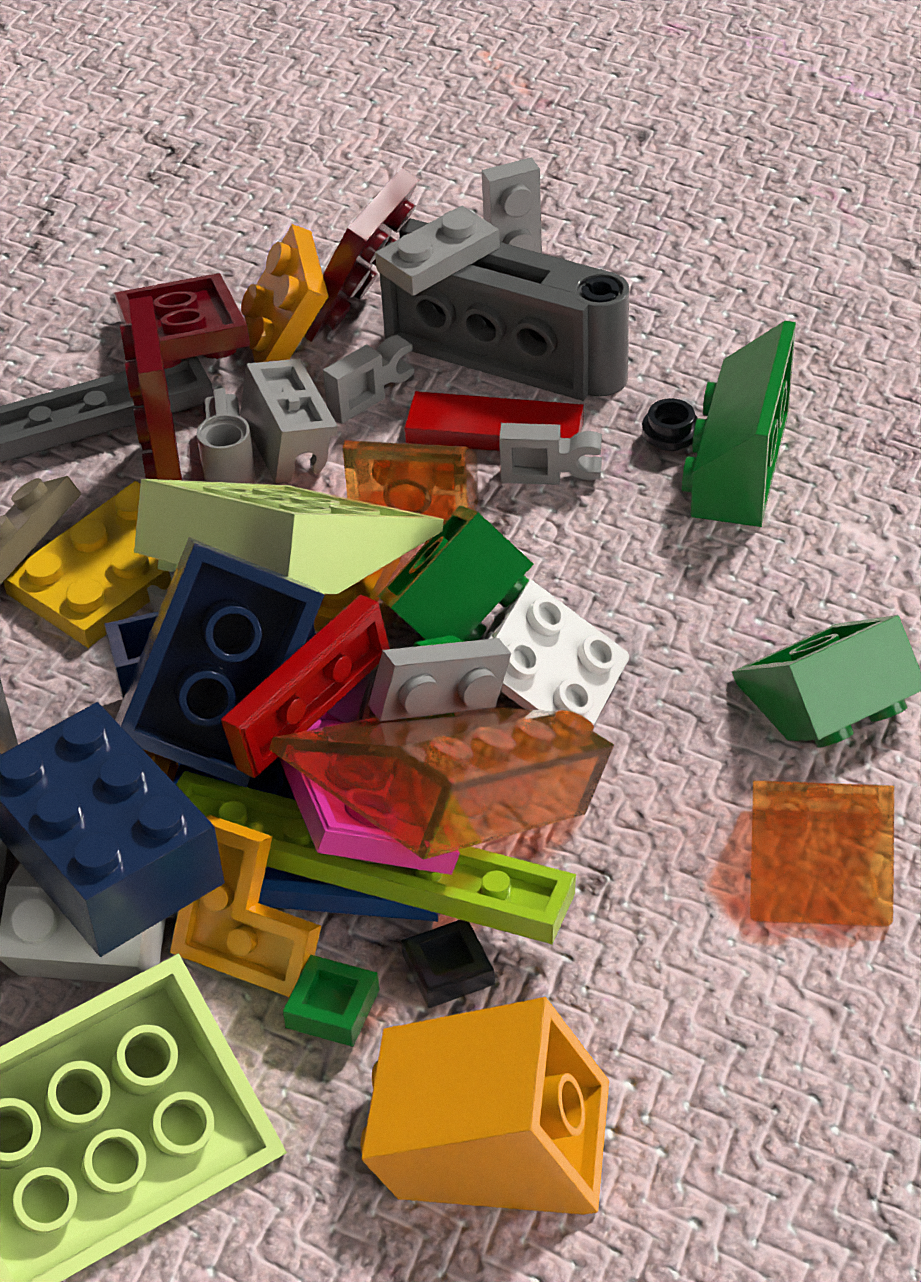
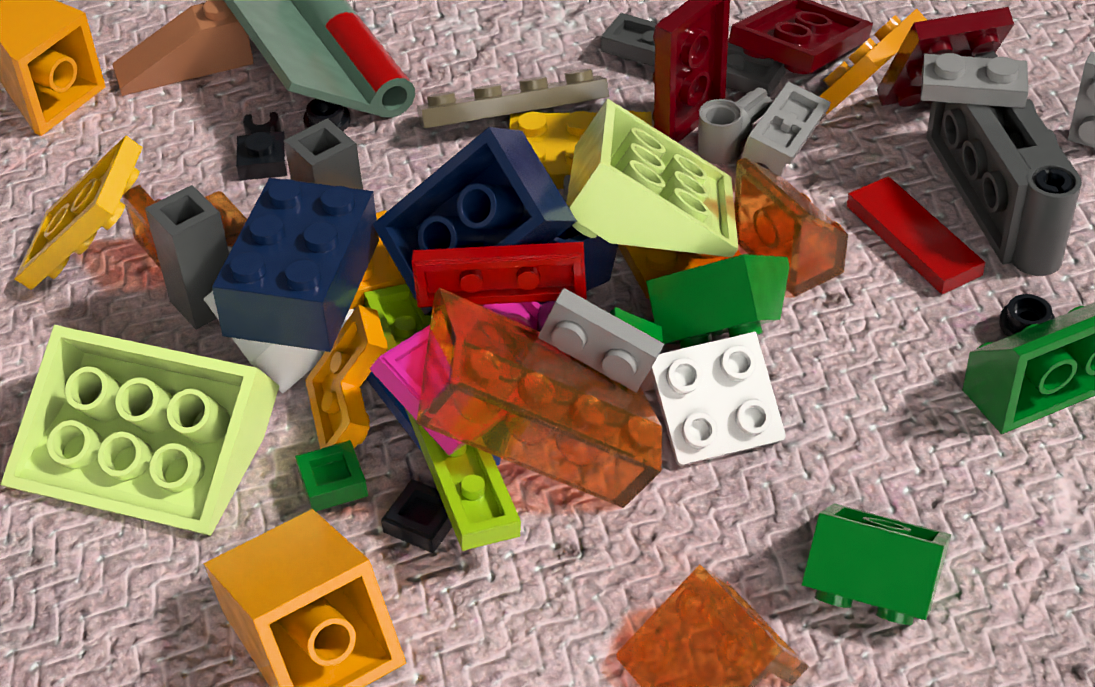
camera: 50 degrees right, 0 degrees up
(360, 377) = (860, 145): light grey plate -> none
(539, 454) = (904, 271): light grey plate -> none

